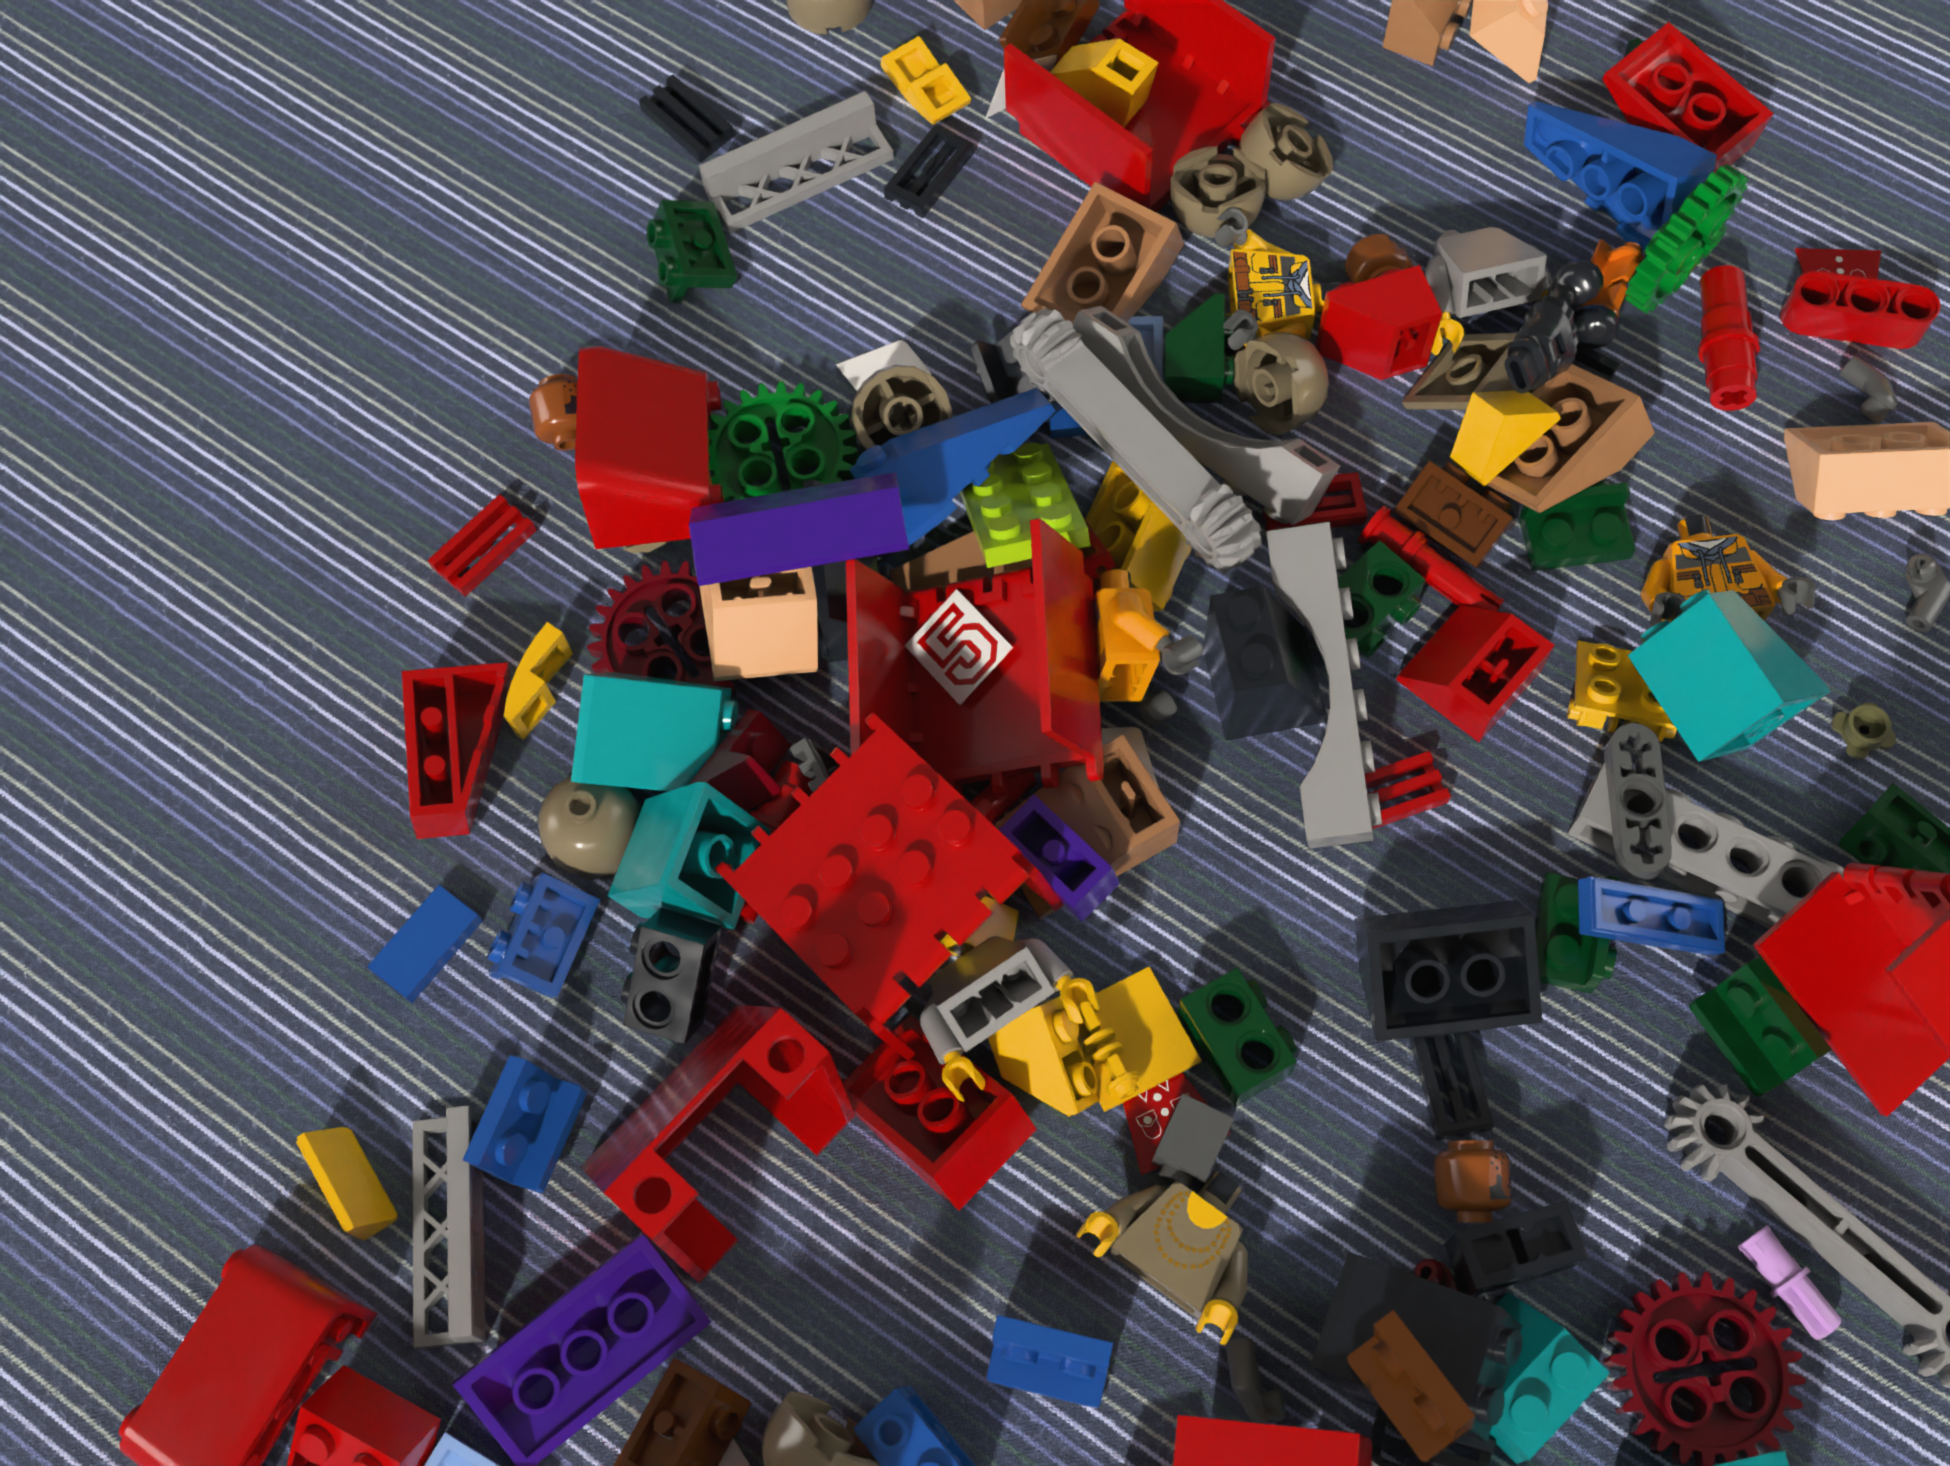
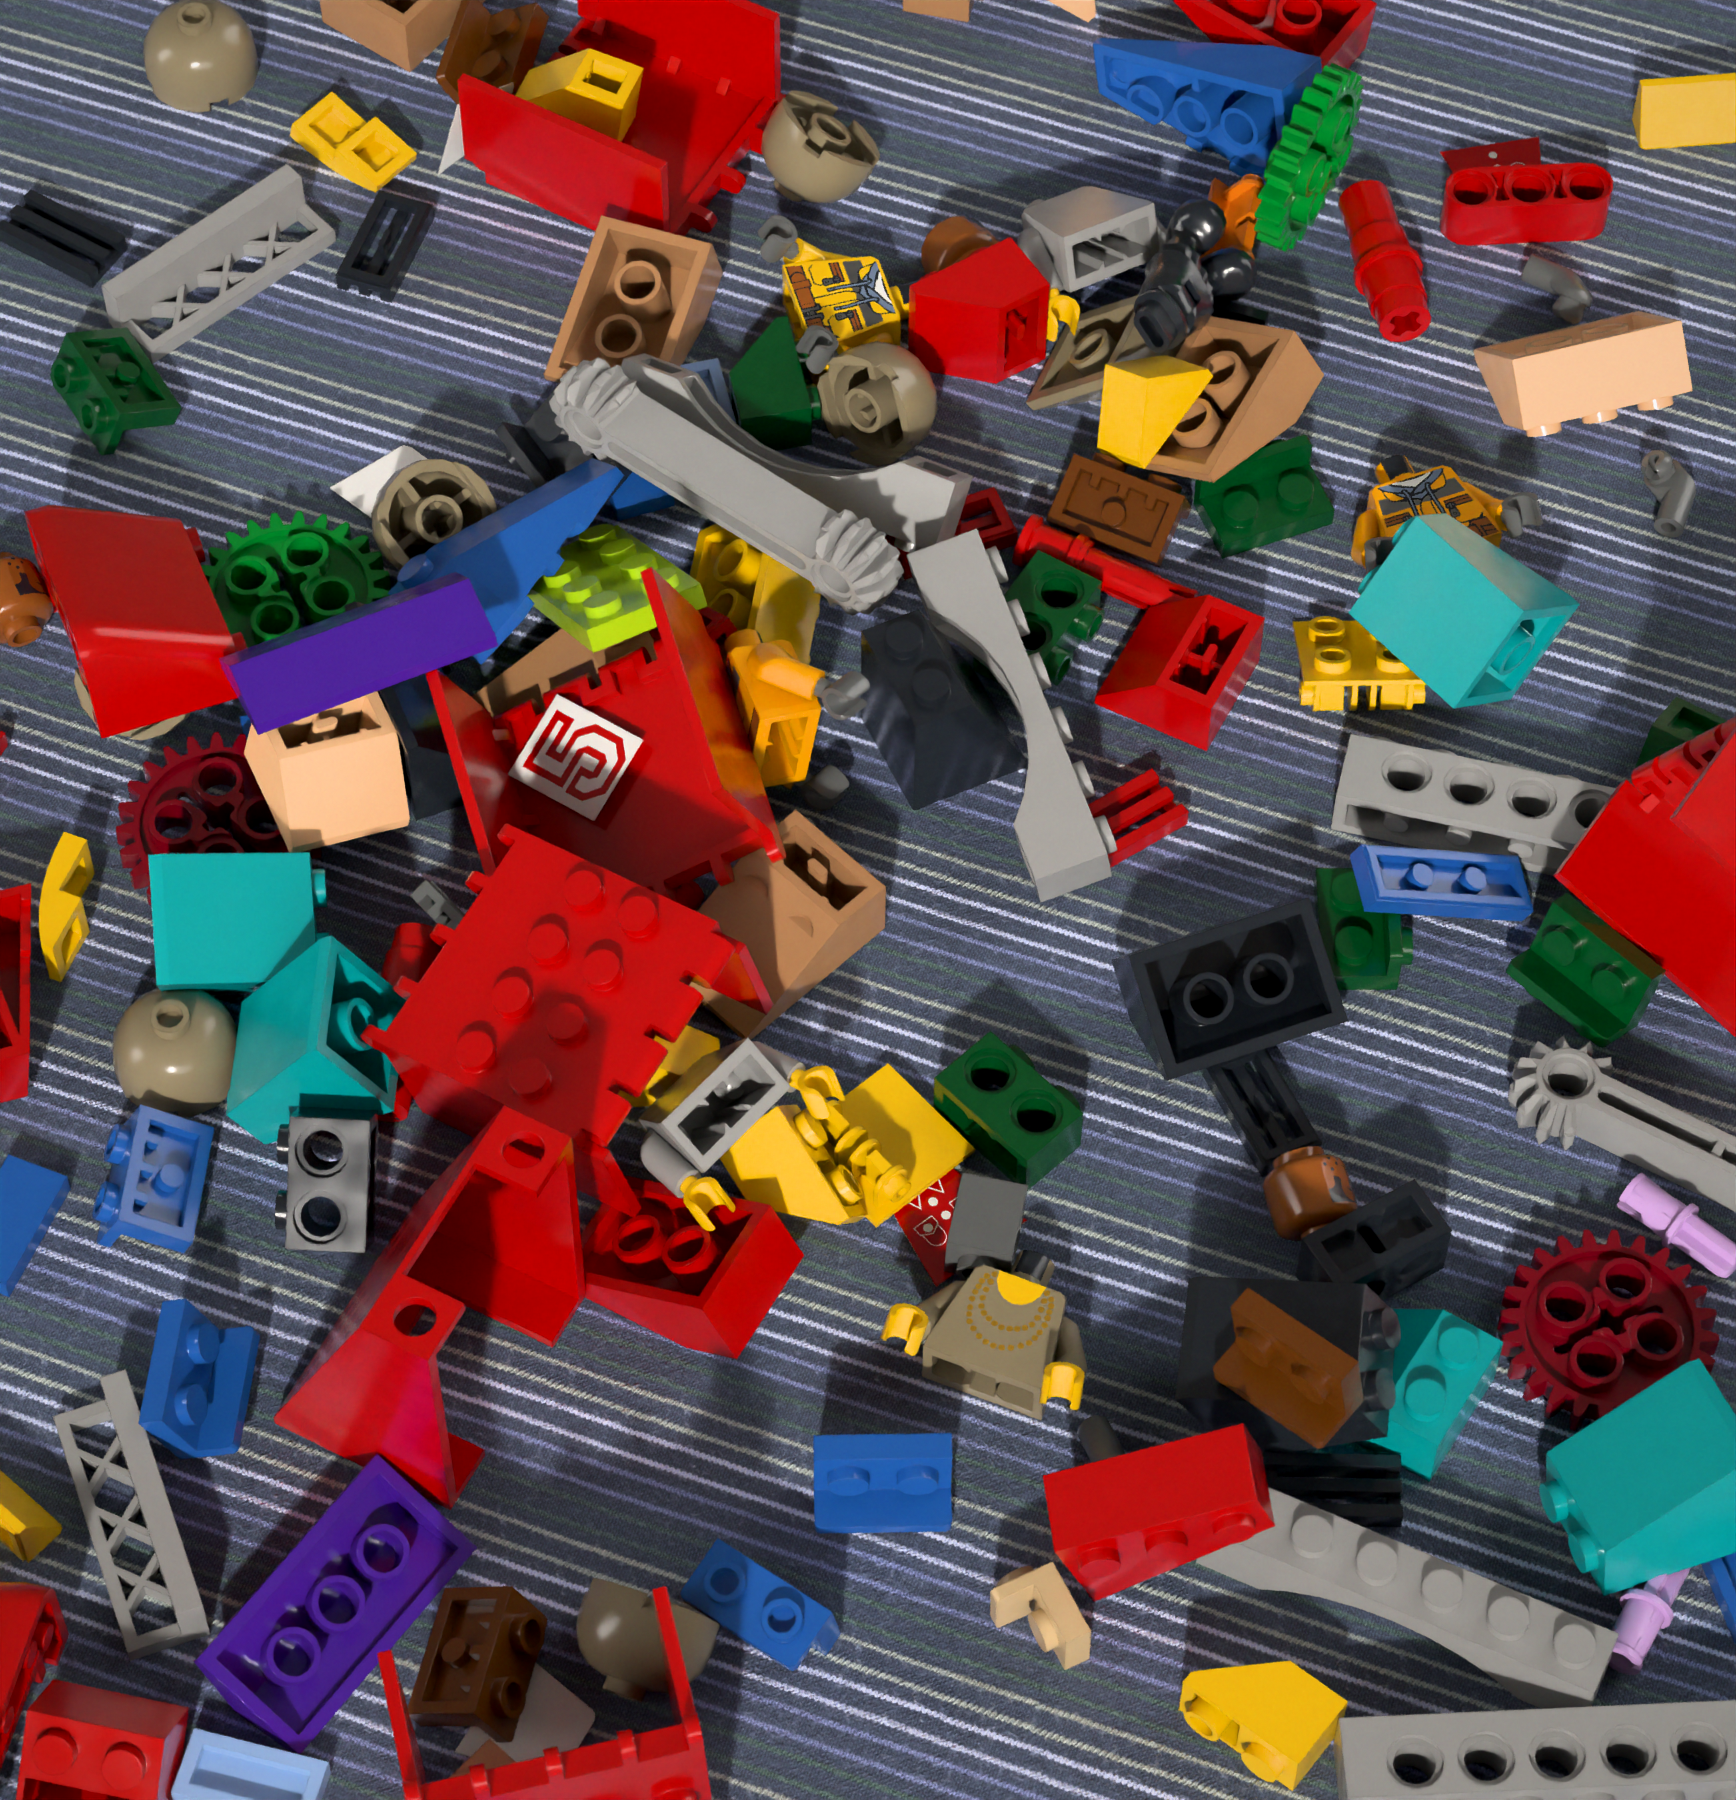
camera: 20 degrees left, 10 degrees down
(744, 762) = (361, 921): dark red slope -> none
(1062, 857) = (786, 954): dark purple brick -> none
(1211, 183) = (738, 197): dark tan cylinder -> none
(1648, 779) = (1389, 787): dark grey beam -> none
(1873, 720) = (1638, 637): olive plate -> none

